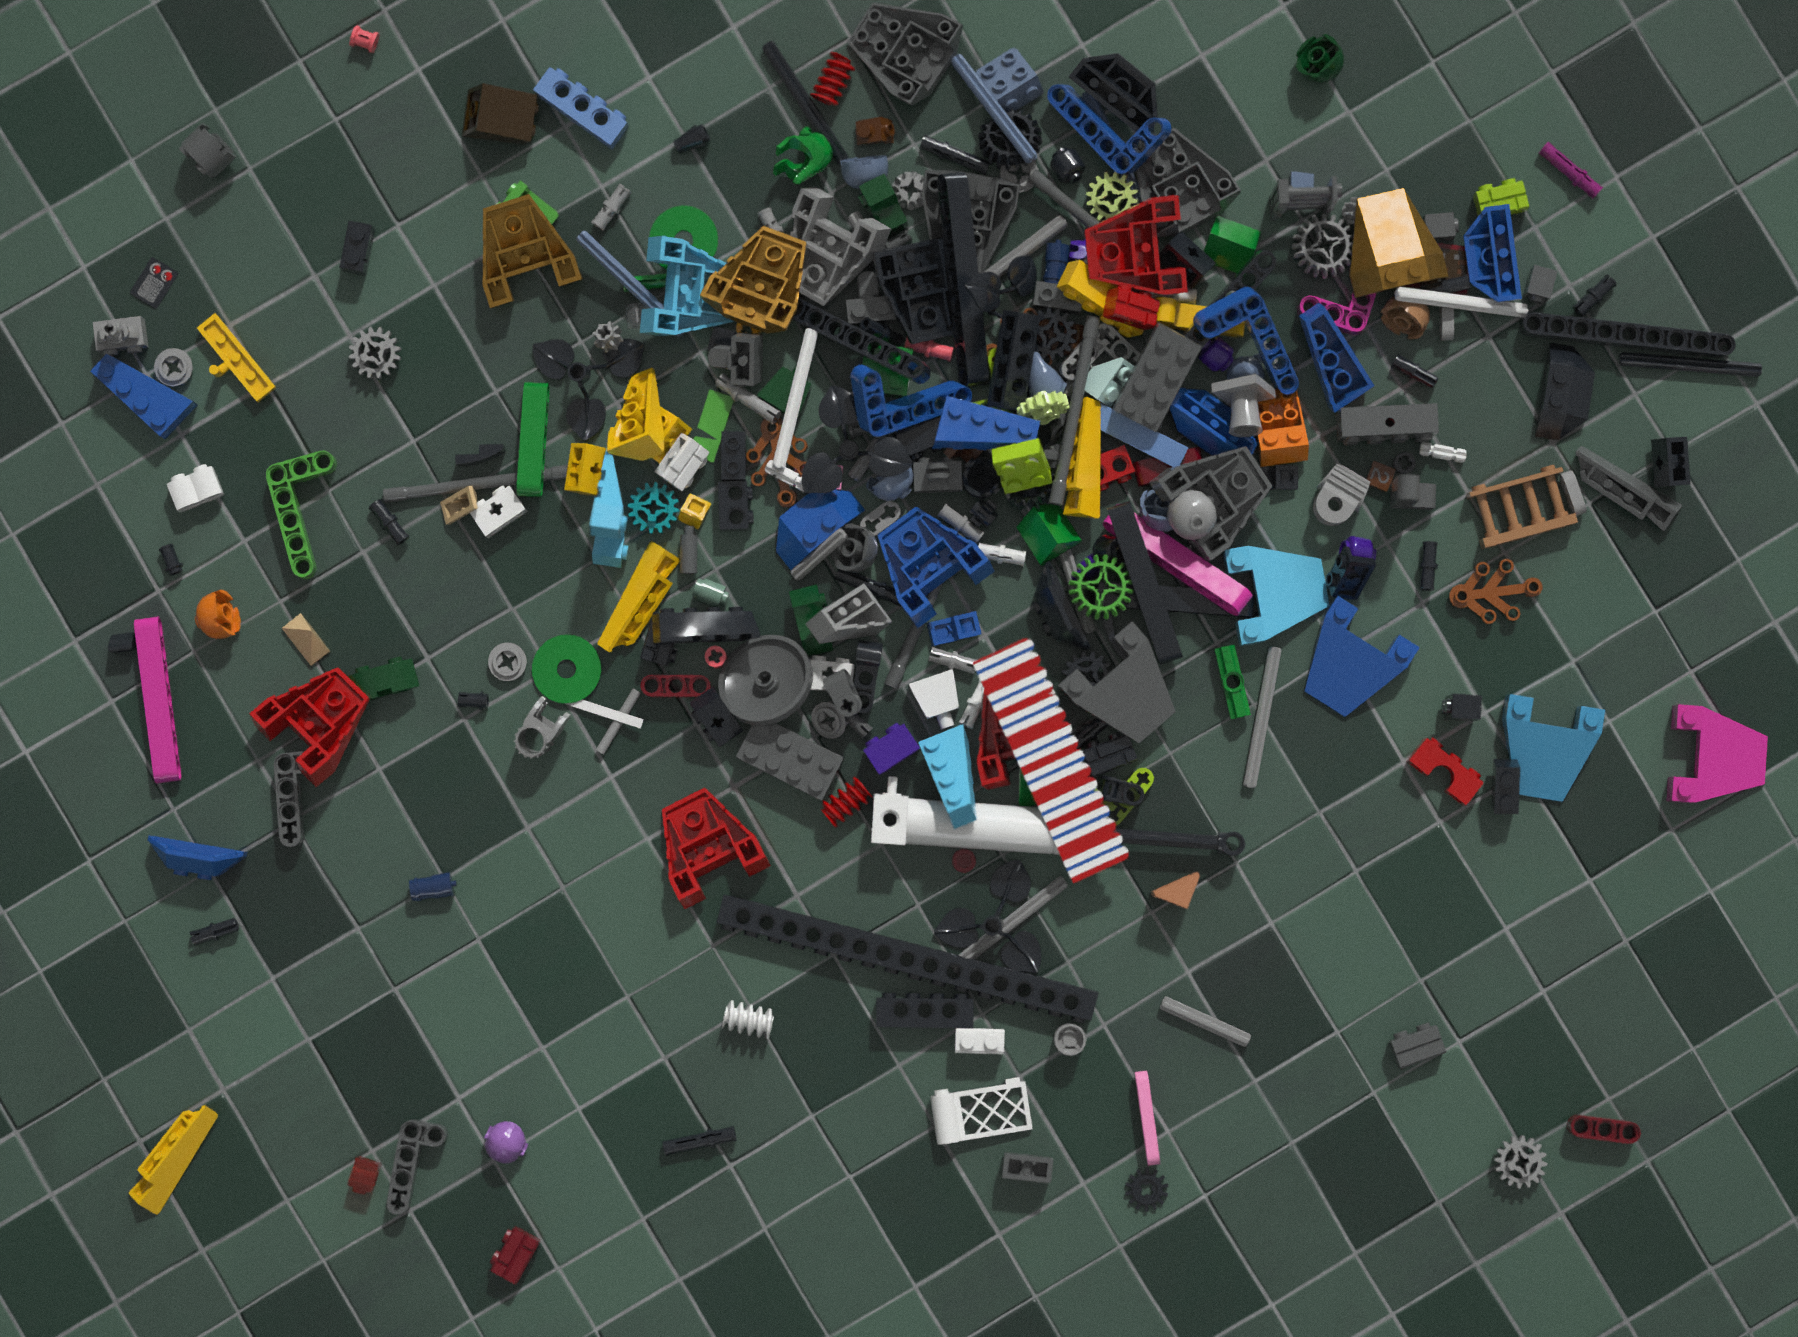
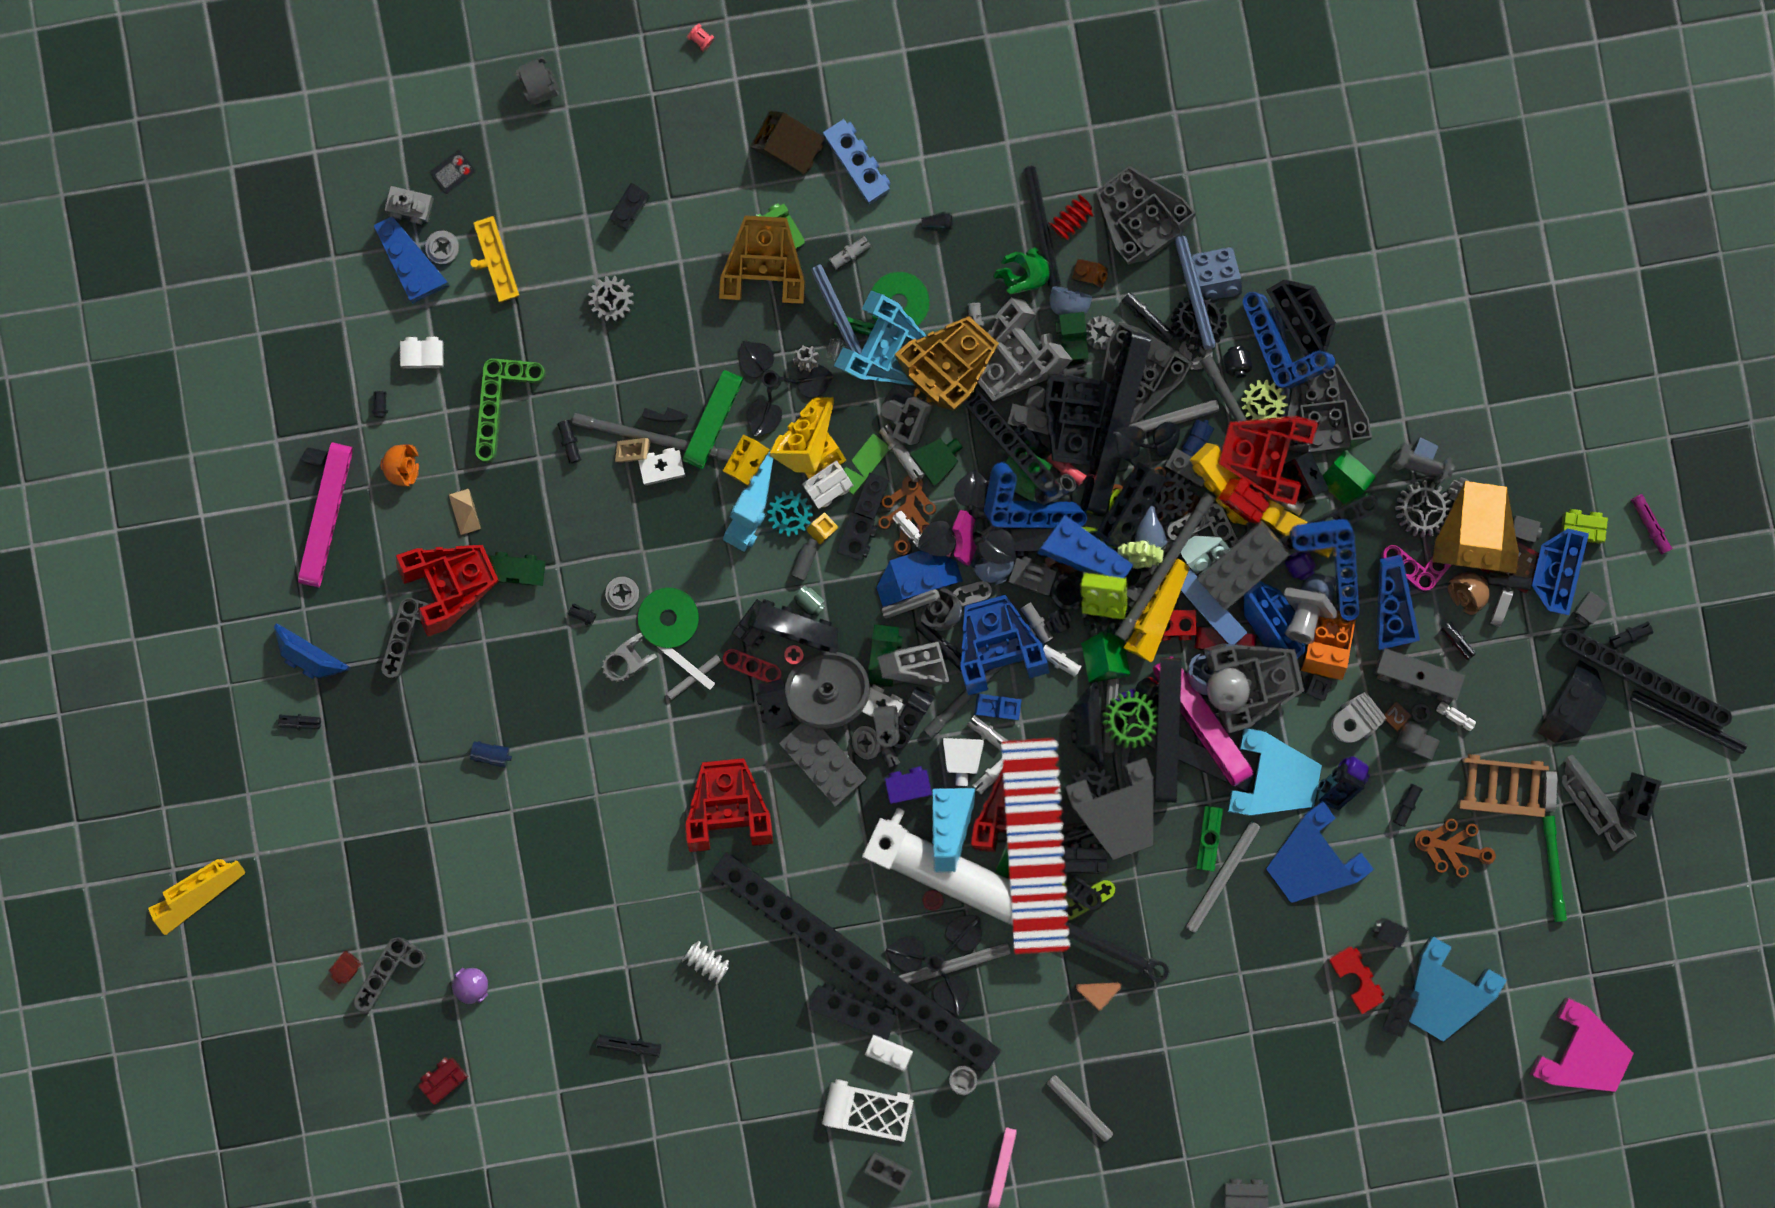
camera: 25 degrees right, 0 degrees up
(639, 598) = (751, 582): yellow wedge -> none
(795, 398) = (940, 468): white axle -> none
(845, 454) = (963, 532): none -> dark pink tile
(845, 802) = (854, 814): red piece -> none
(937, 365) = (1067, 485): none -> dark grey piece
(1080, 247) = (1220, 439): dark purple piece -> none
(1320, 59) = (1479, 354): dark green cylinder -> none
(1460, 302) = (1517, 598): white axle -> none
(1590, 538) = (1550, 833): none -> green piece

